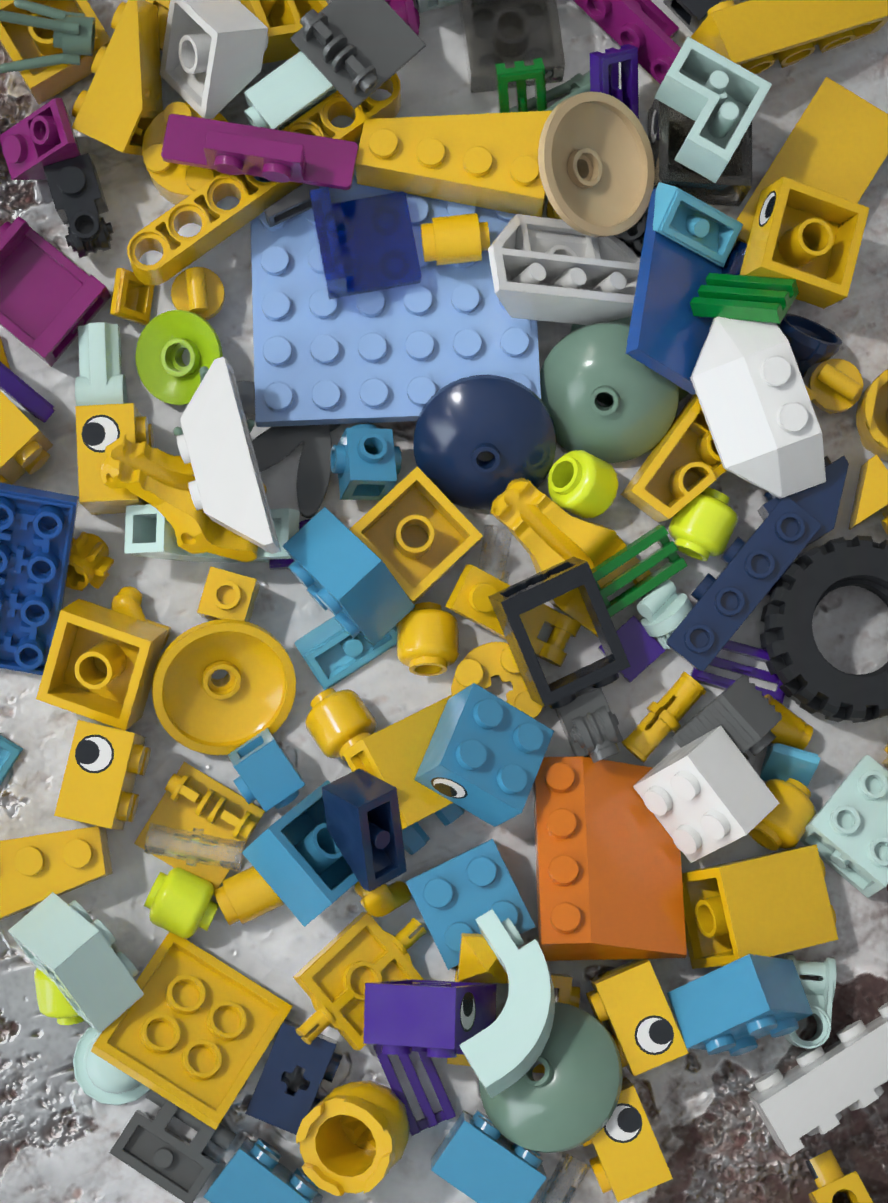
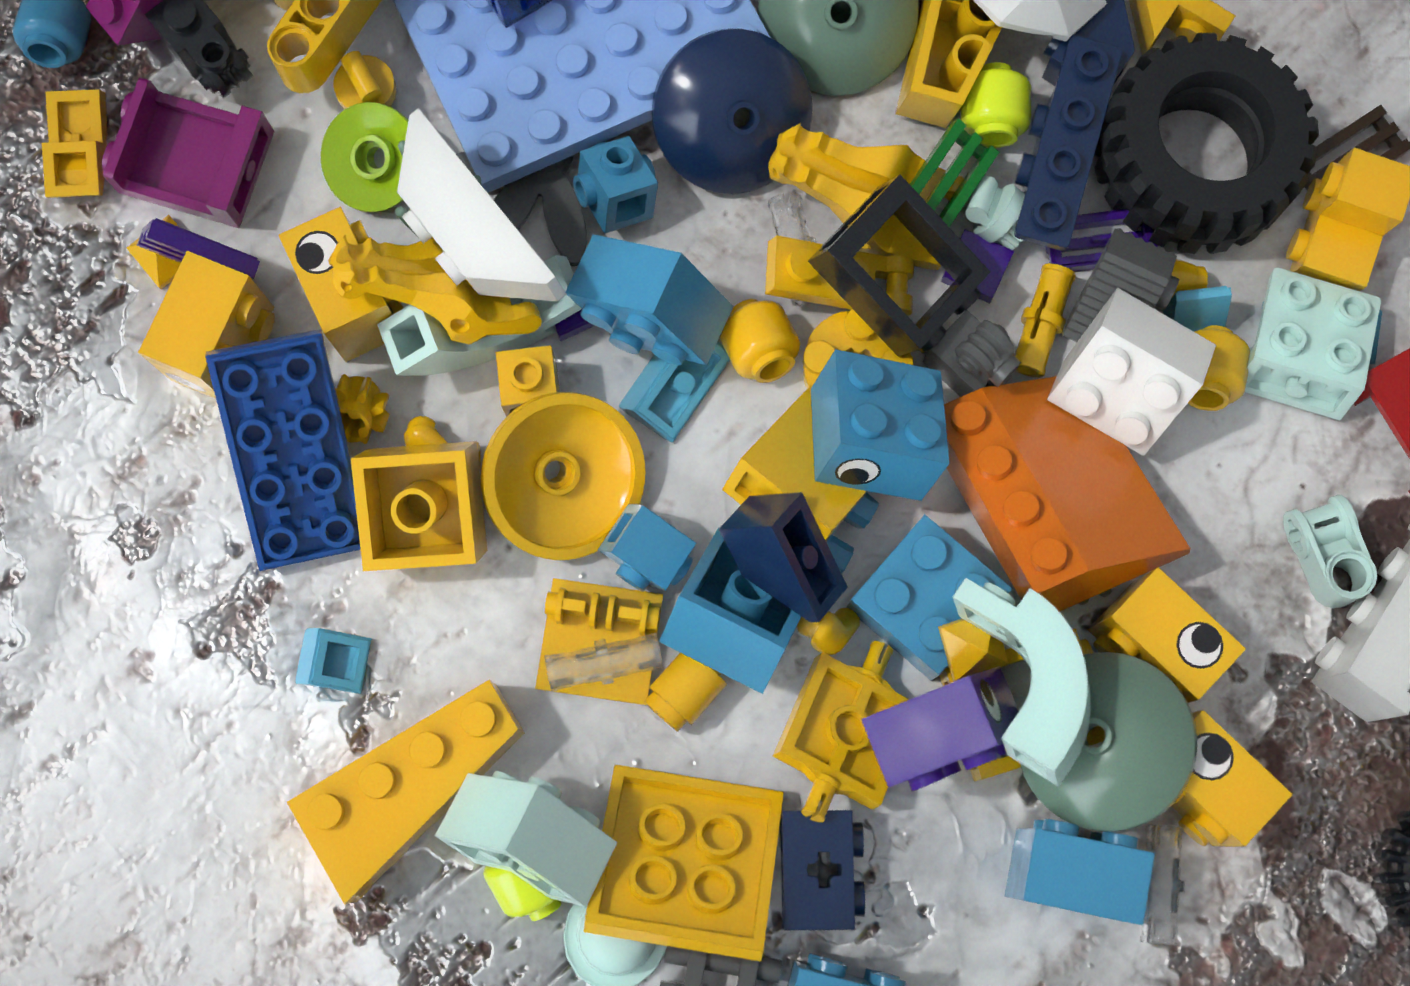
camera: 20 degrees left, 5 degrees down
(100, 366) = (285, 192): light aqua piece -> none
(102, 776) = (469, 623): yellow brick -> none
(131, 297) = (295, 117): yellow slope -> none
(181, 902) = (614, 729): neon yellow head -> none
(338, 721) = (701, 465): yellow head -> none
(353, 1137) = (918, 905): yellow tile -> none
(417, 533) = (708, 222): yellow brick -> none
(431, 1118) = (986, 850): dark purple tile -> none
(582, 484) = (854, 111): neon yellow head -> none
(740, 1005) = (1272, 577): dark azure brick -> none
(757, 907) = (1236, 472): yellow slope -> none

